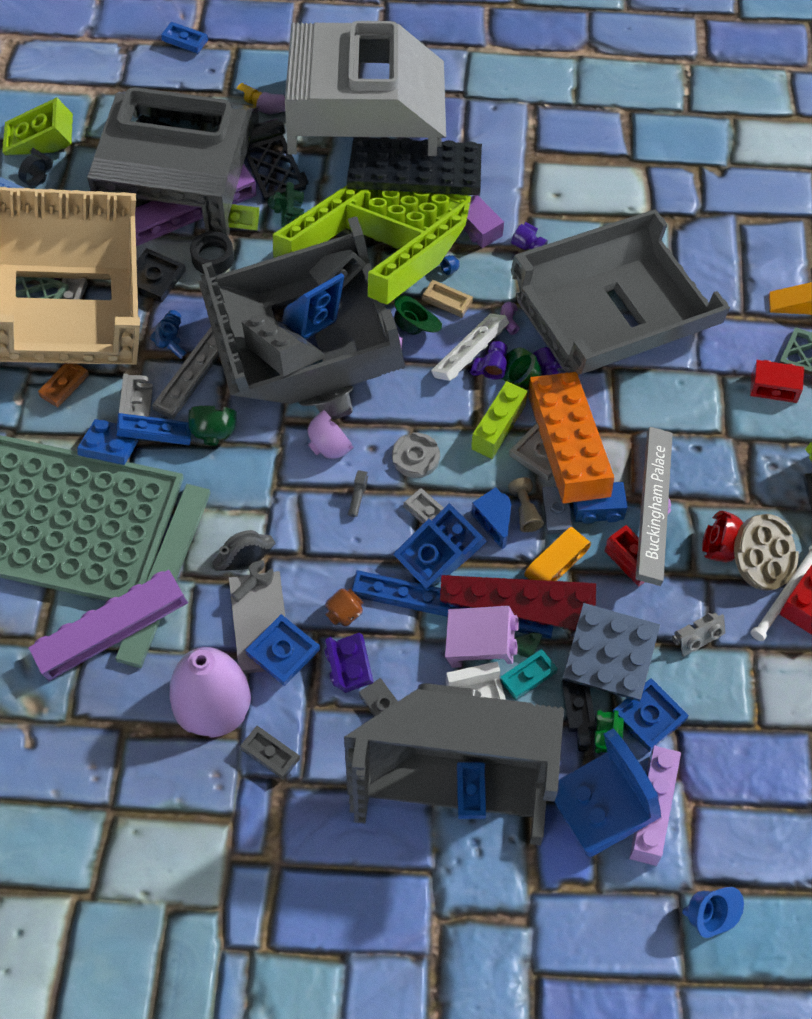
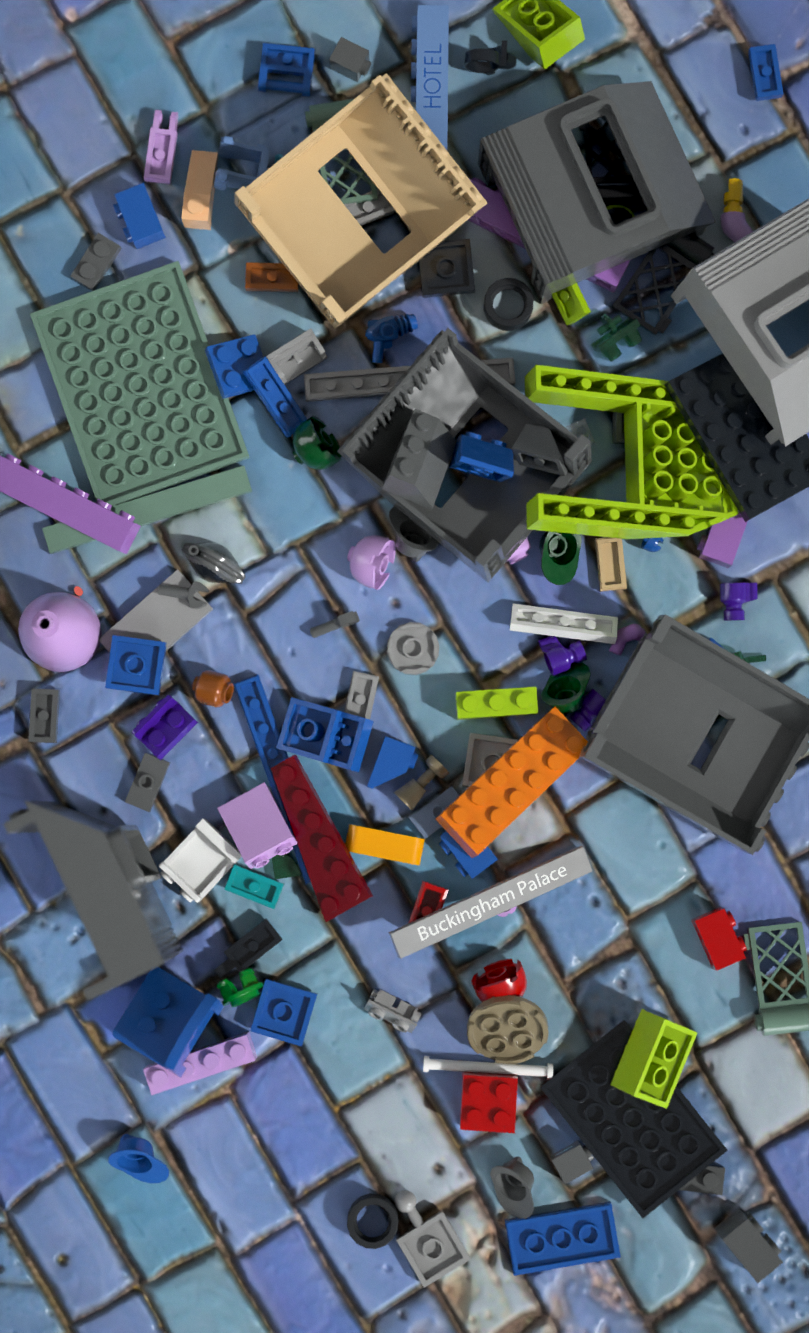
camera: 60 degrees right, 25 degrees up
(611, 652) = (313, 948): sand blue plate -> none

